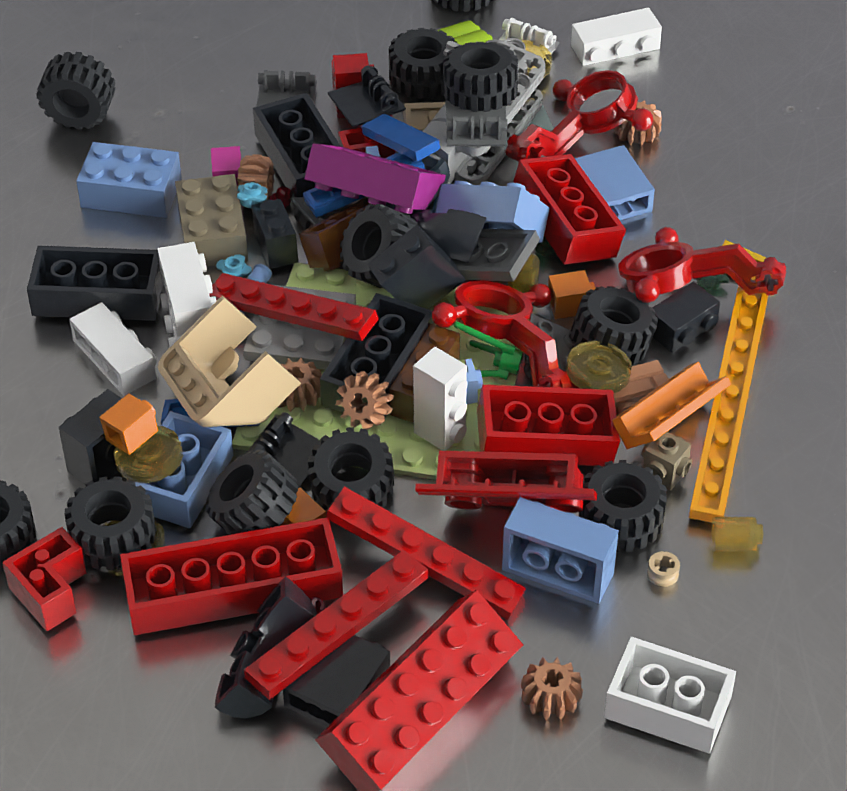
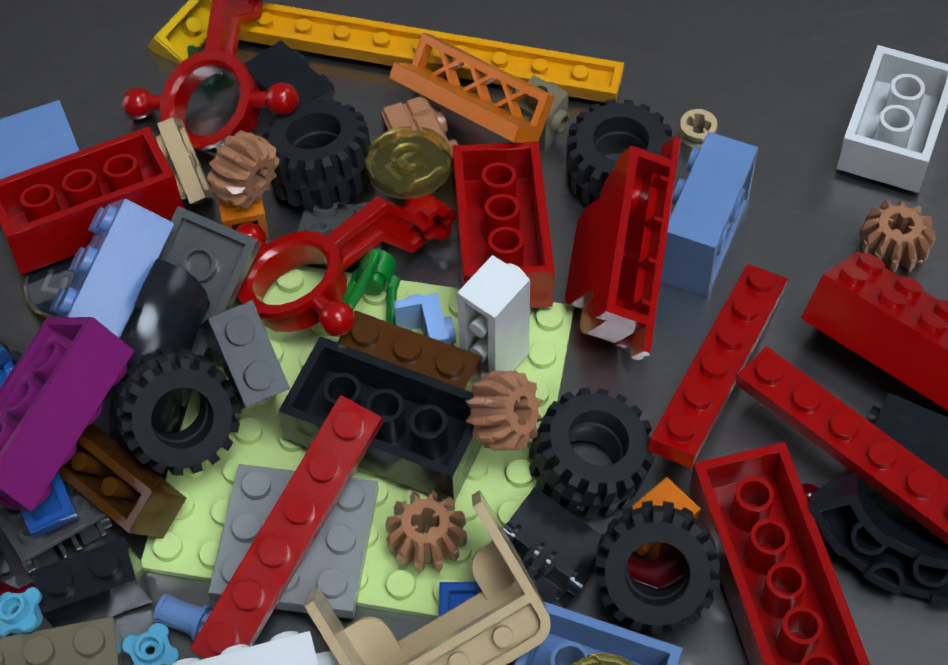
camera: 90 degrees left, 10 degrees up
(577, 269) = (243, 169): none -> nougat gear
(603, 254) = (190, 176): none -> tan plate
(736, 534) = (647, 56): clear yellow brick -> none

